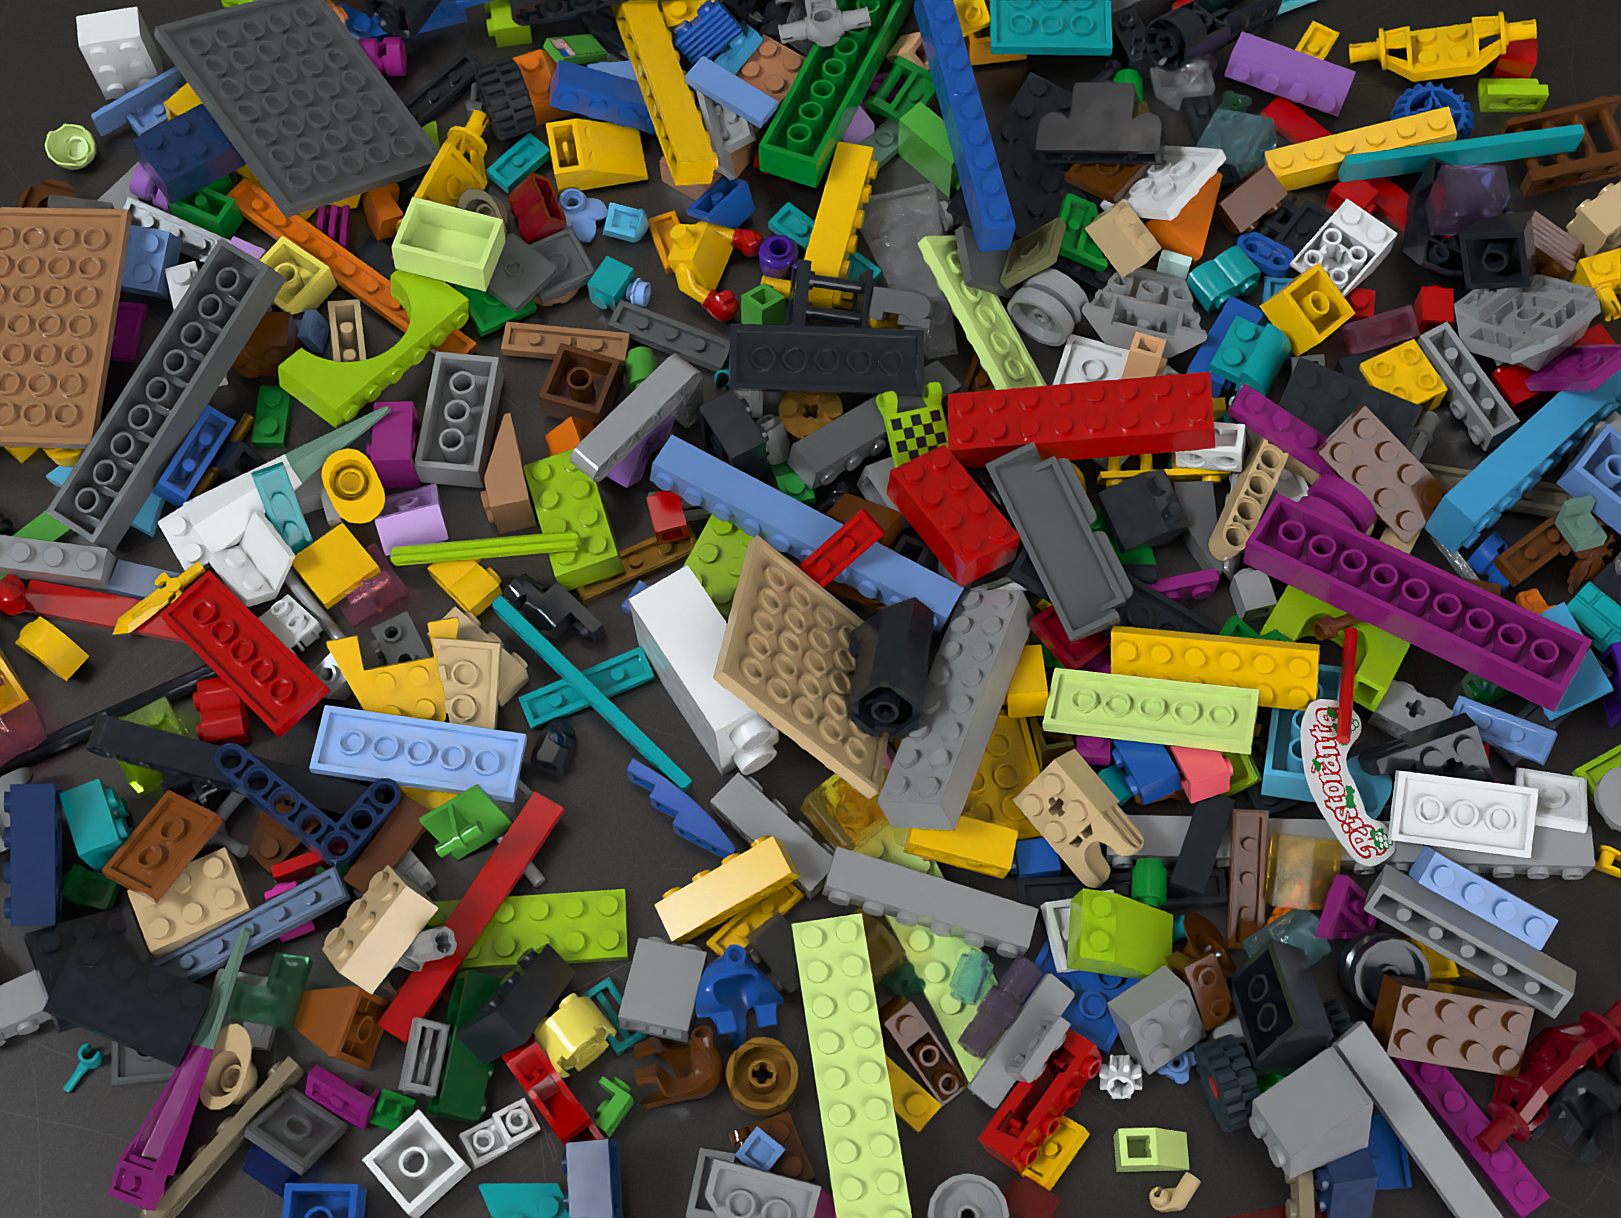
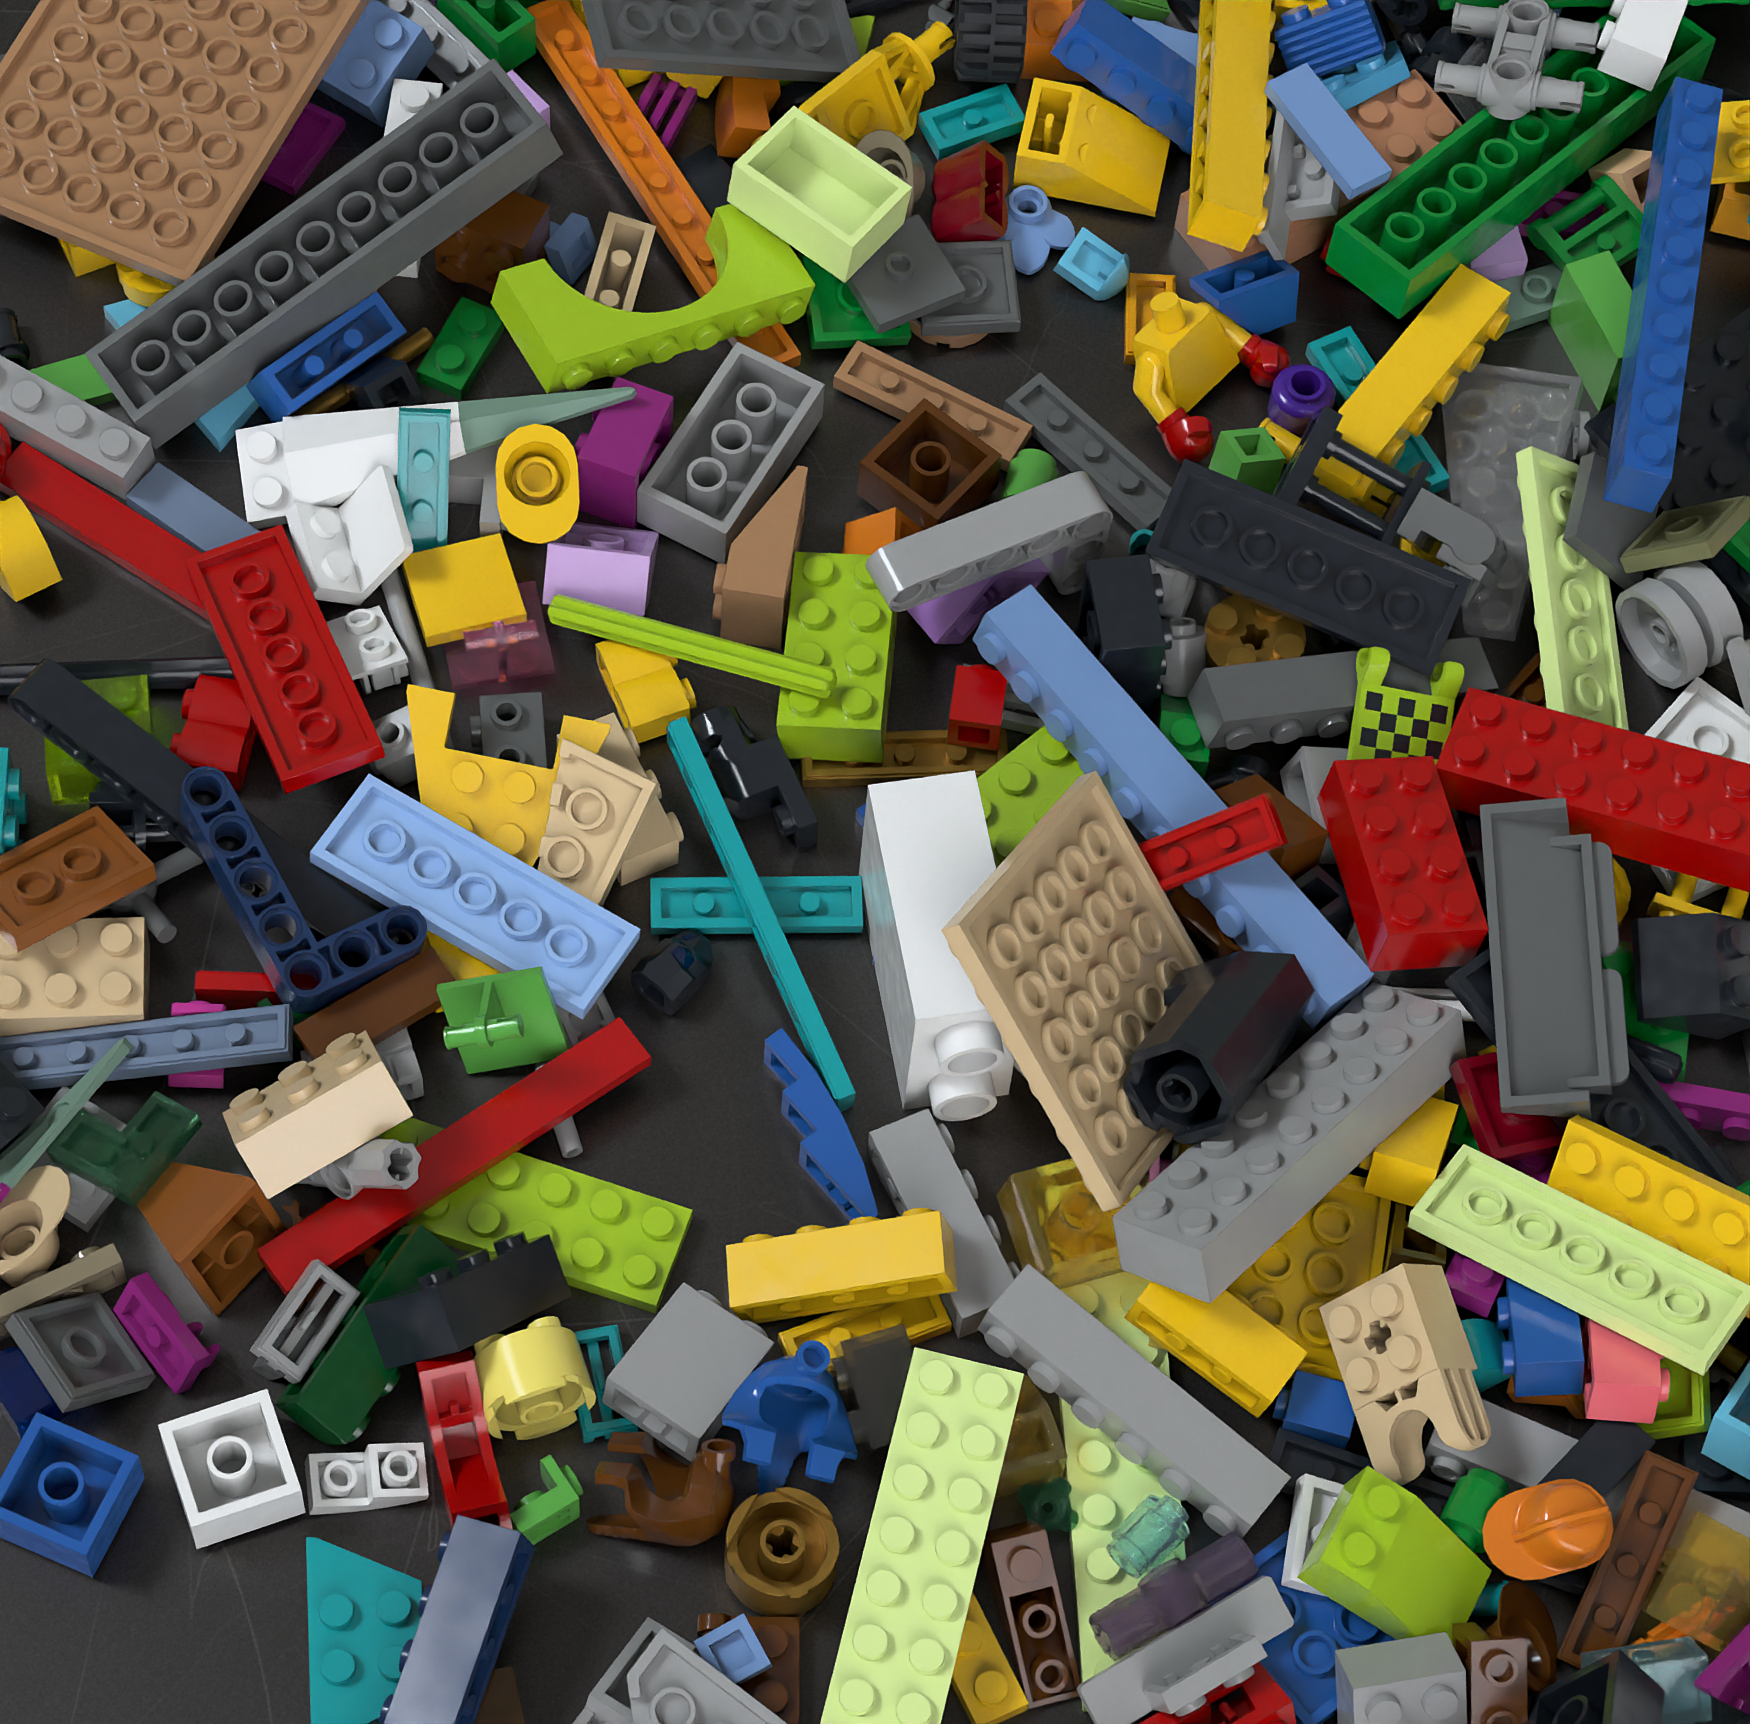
camera: 15 degrees right, 5 degrees down
(157, 599) = (191, 538): yellow sword -> none
(274, 844) = (216, 941): reddish brown wing -> none
(307, 278) = (593, 168): light yellow slope -> none
(392, 1110) = (225, 1380): green tile -> none
(610, 283) = (1035, 344): teal brick -> none
(639, 292) = (1071, 374): light blue plate -> none
(1196, 879) = (1547, 1529): none -> orange piece

